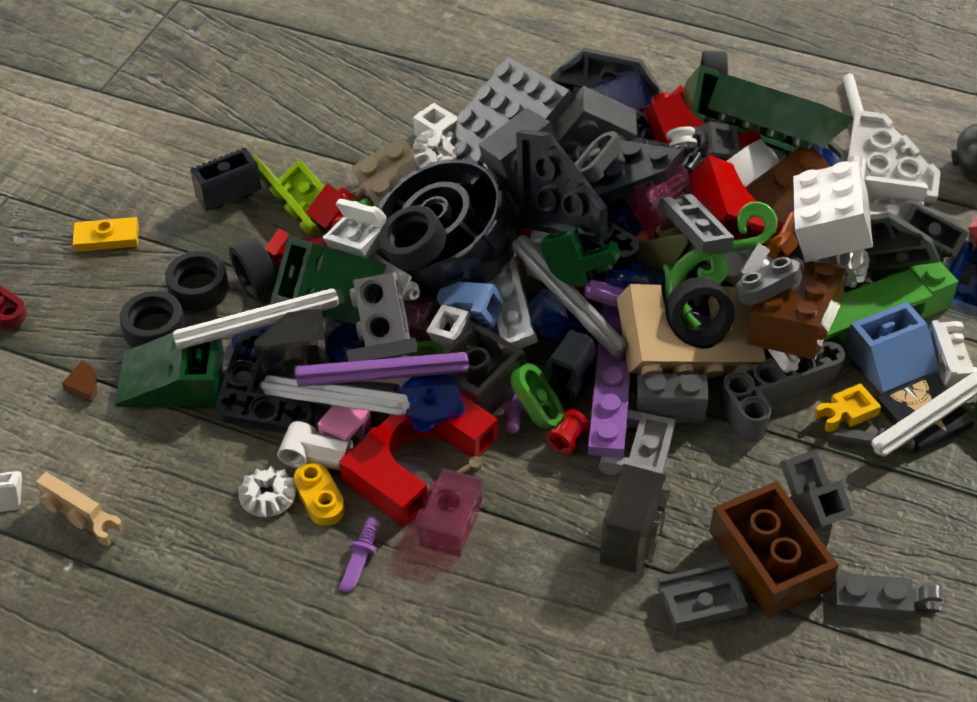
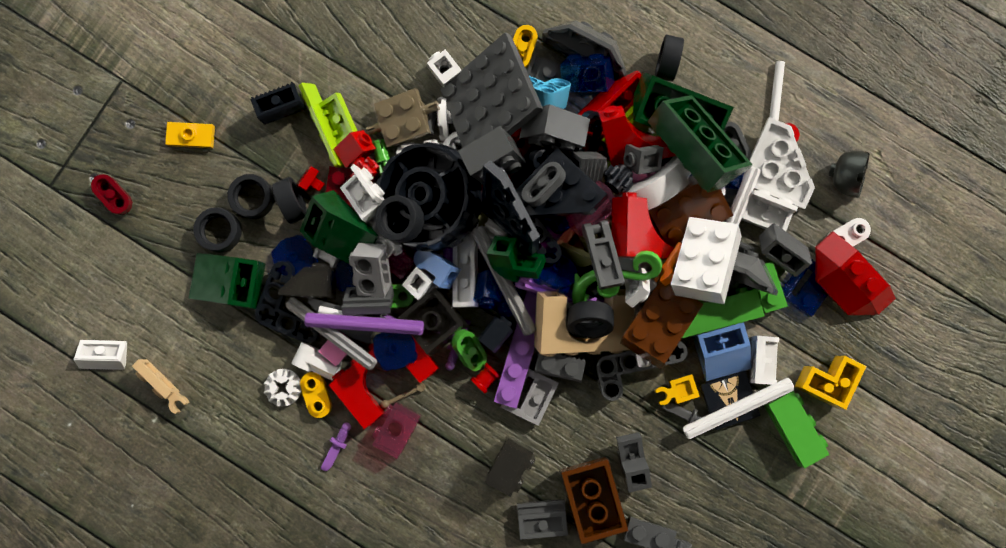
camera: 15 degrees right, 35 degrees up
(82, 382) = (168, 273): reddish brown tile -> none
(252, 319) = (283, 262): white axle -> none
(429, 140) = (431, 106): white gear -> none
(682, 137) = (616, 159): white bush -> none
(769, 281) = (642, 318): dark grey plate -> none

